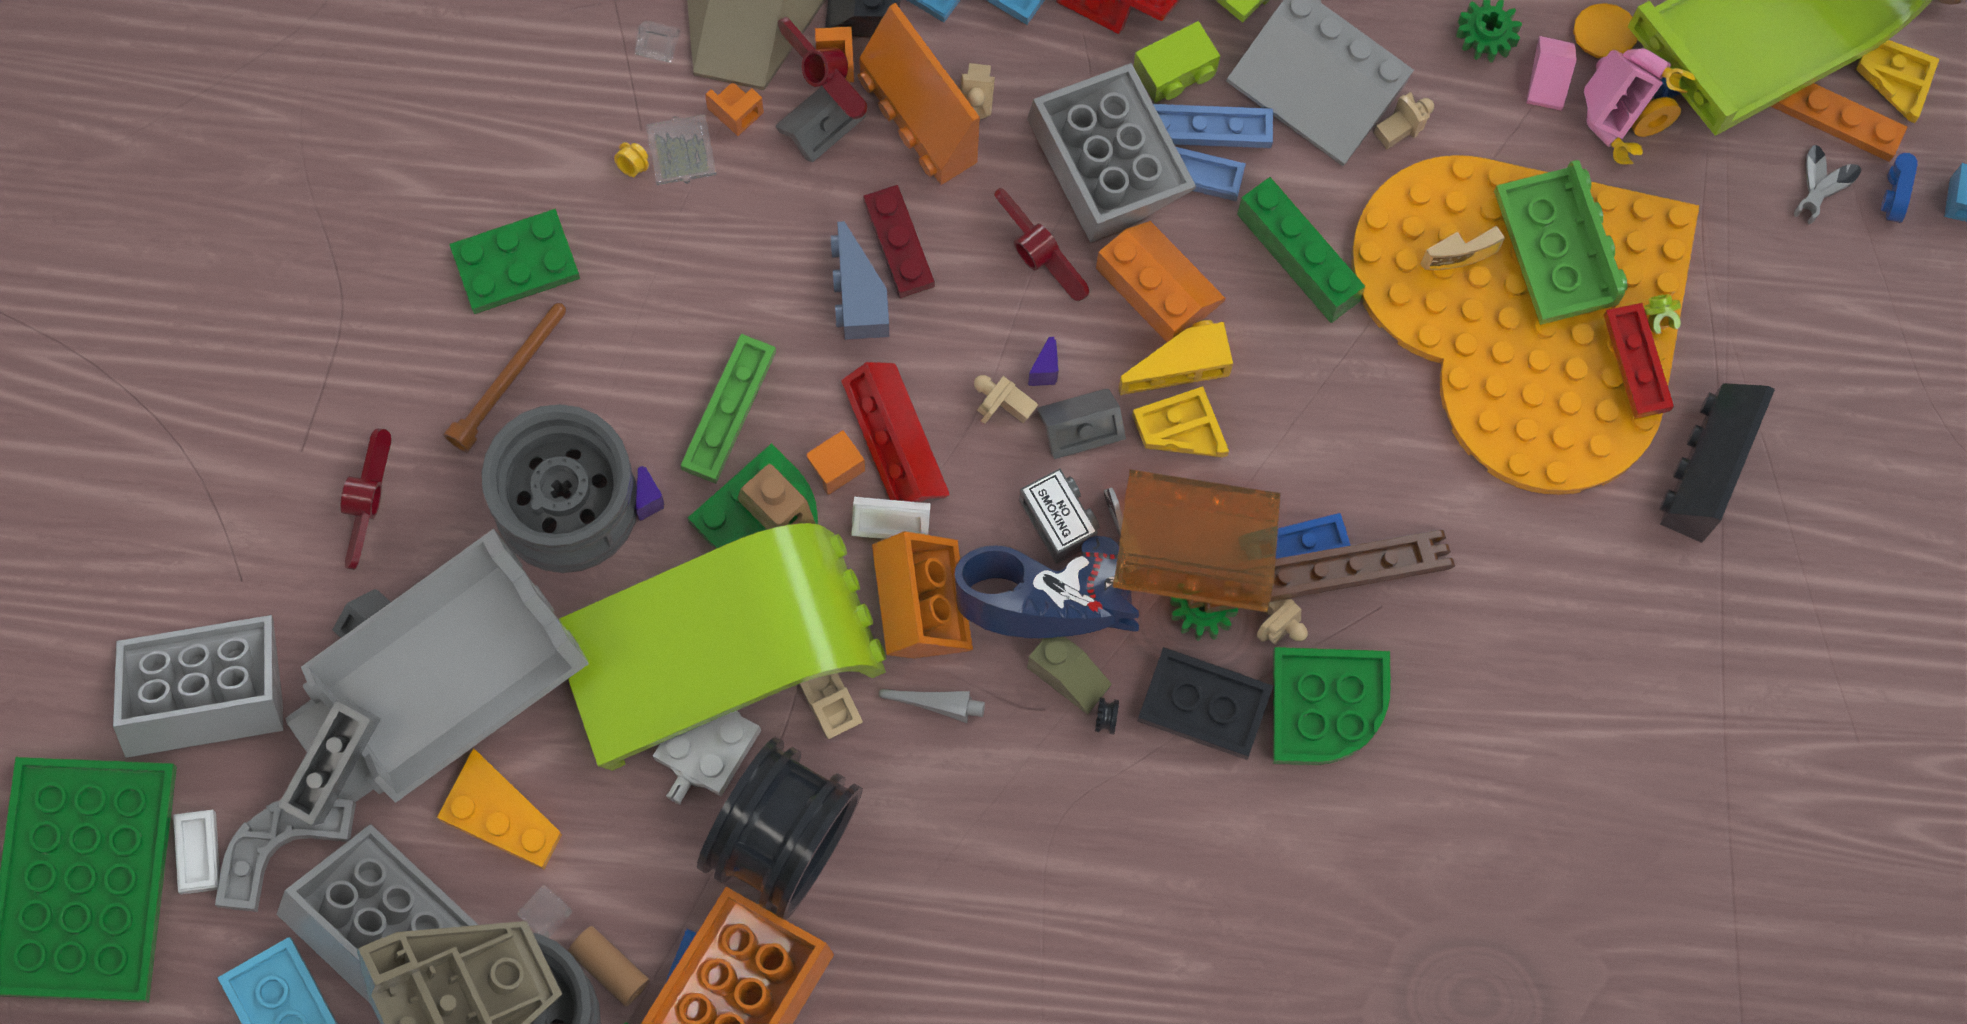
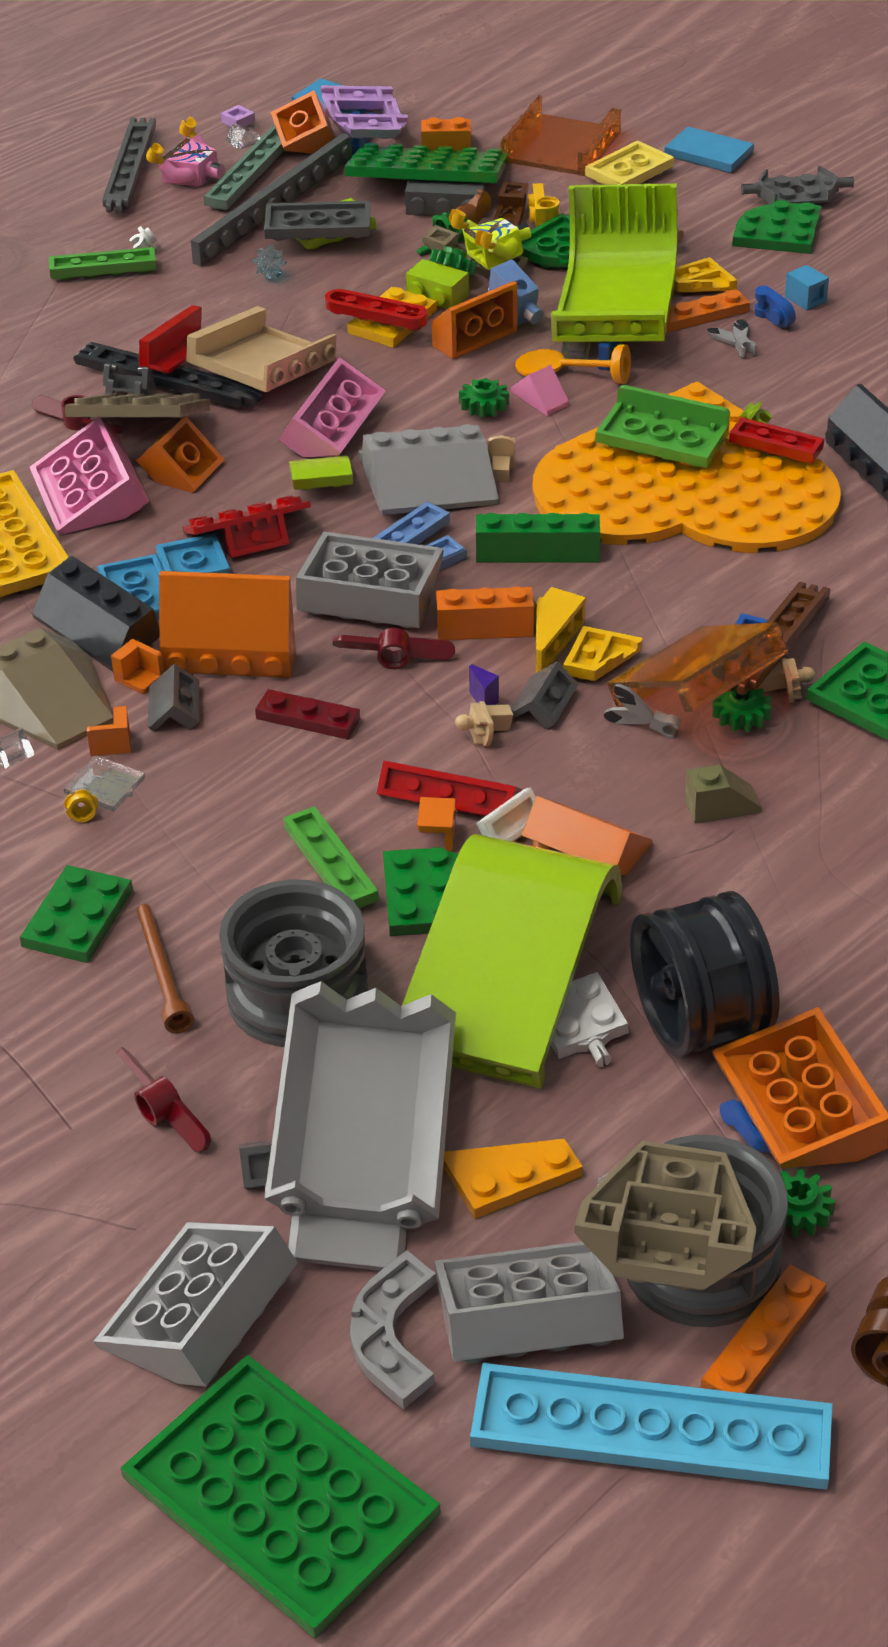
camera: 45 degrees left, 30 degrees down
(196, 851) = (340, 1395): white tile -> none
(329, 762) = (369, 1218): dark grey brick -> none
(774, 500) = (434, 848): medium nougat torso -> none
(831, 76) = (125, 666): dark red piece -> none
(831, 704) = (611, 932): tan slope -> none
(863, 292) = (320, 743): sand blue slope -> none
(951, 704) = (684, 869): light grey piece -> none
(1045, 600) = (653, 770): dark blue animal -> none
(1058, 514) = (600, 739): brick -> none
(1108, 715) = (775, 794): black bush -> none
(1177, 62) = (345, 515): lime brick -> none
(1205, 703) = (813, 745): black plate -> none
(1456, 253) = (621, 467): tan slope -> none
(1621, 93) = (592, 358): bright pink torso -> none

